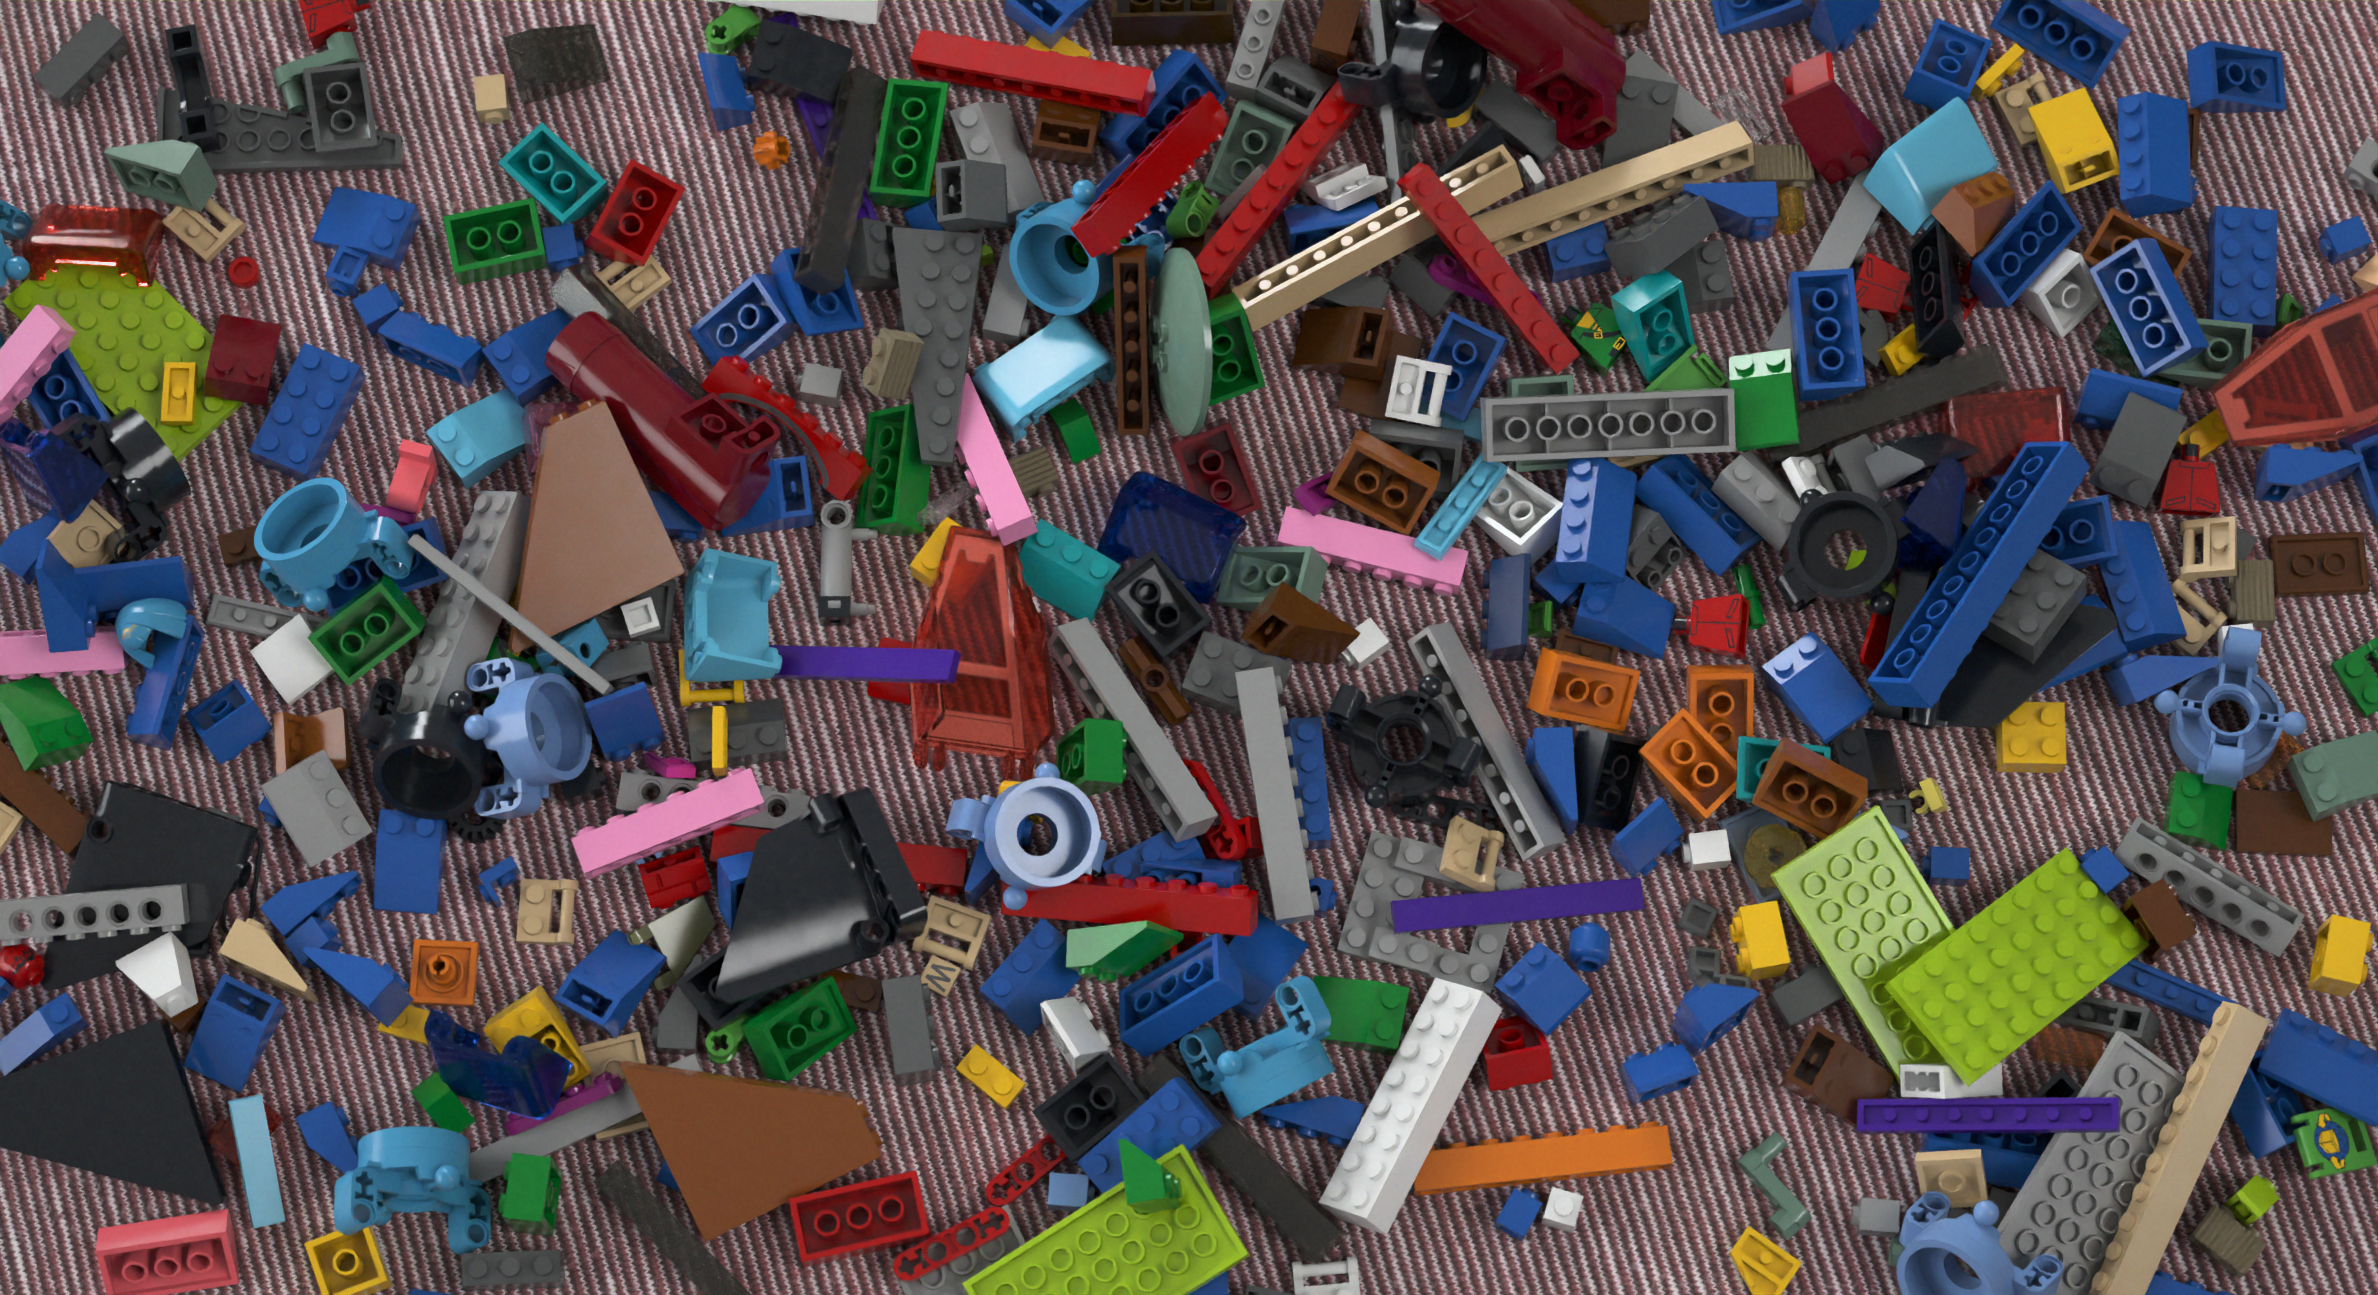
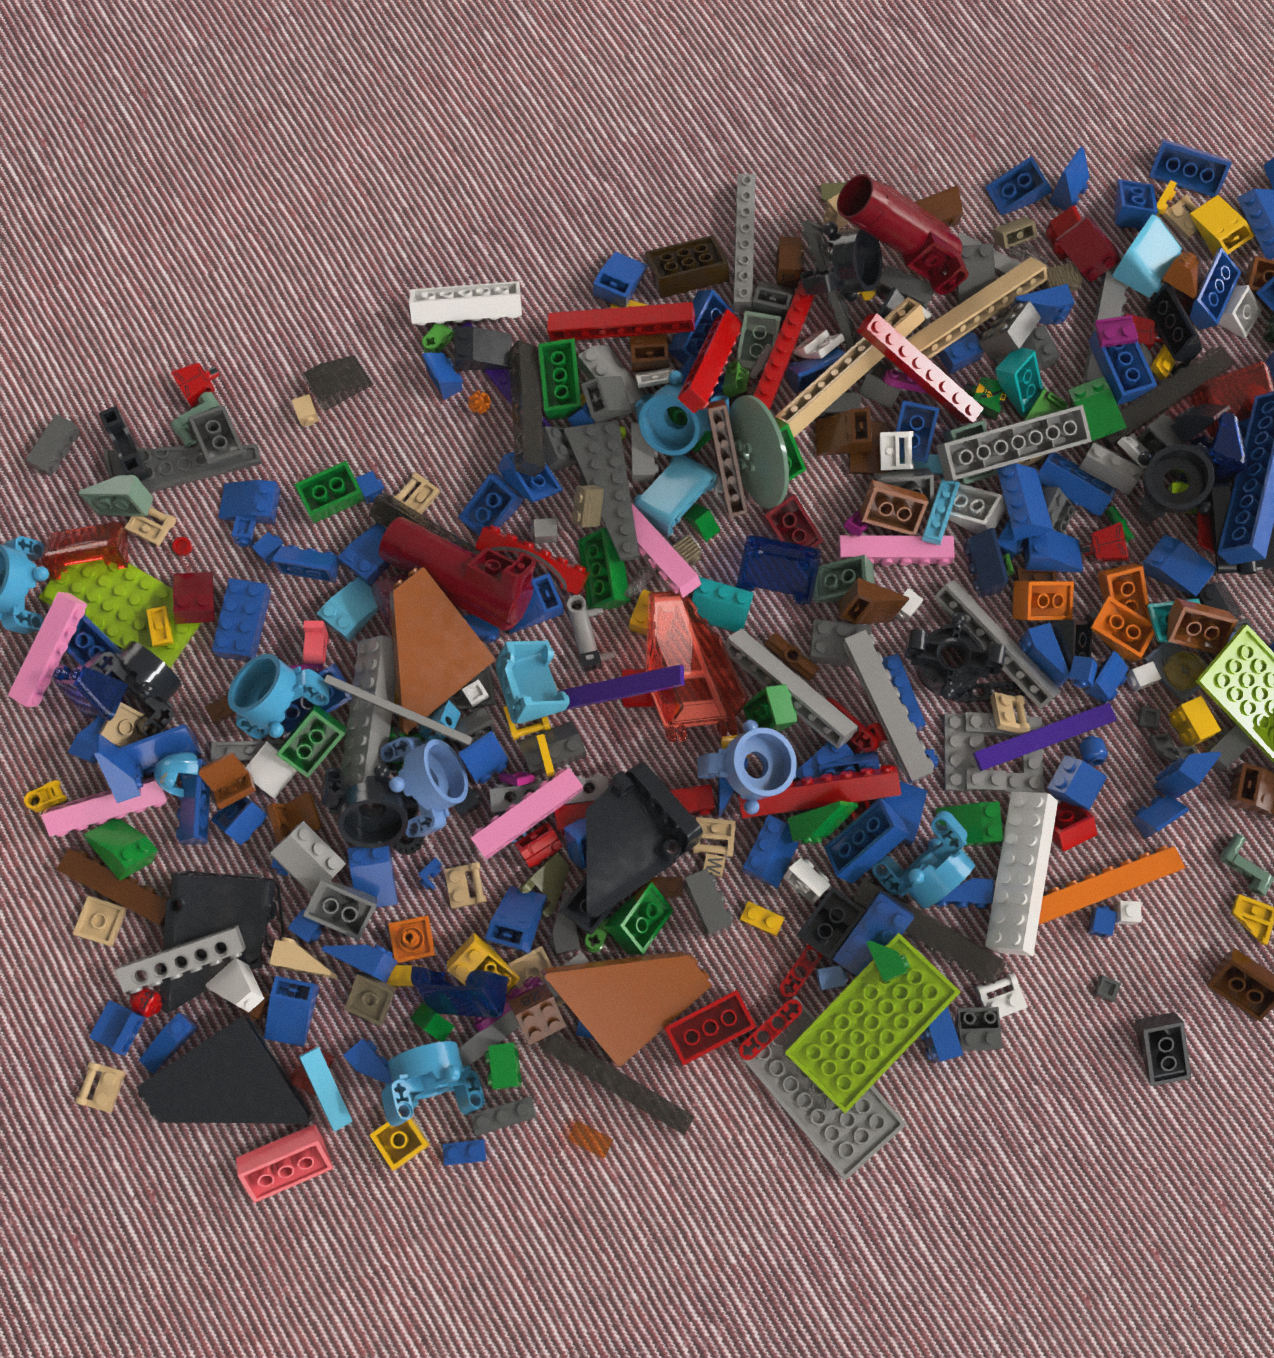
camera: 15 degrees left, 0 degrees up
(225, 658) = (227, 779): none -> dark orange bracket
(316, 934) = (325, 937): blue brick -> none
(347, 896) = (341, 908): none -> dark grey slope
(357, 1045) = (370, 998): none -> dark tan plate
(555, 175) = (355, 445): teal slope -> none
(601, 1129) = (537, 1014): none -> reddish brown brick
(634, 215) = (408, 457): red slope -> none
(1060, 176) = (653, 377): none -> white slope
(1158, 607) = (783, 612): black slope -> none
(1600, 817) = (1083, 671): none -> blue brick
(1727, 71) = (1015, 232): none -> dark tan brick
(1790, 210) = (1078, 305): clear yellow brick -> none
(1825, 281) = (1116, 331): none -> magenta plate
(1932, 795) = (1261, 612): light yellow tile -> none

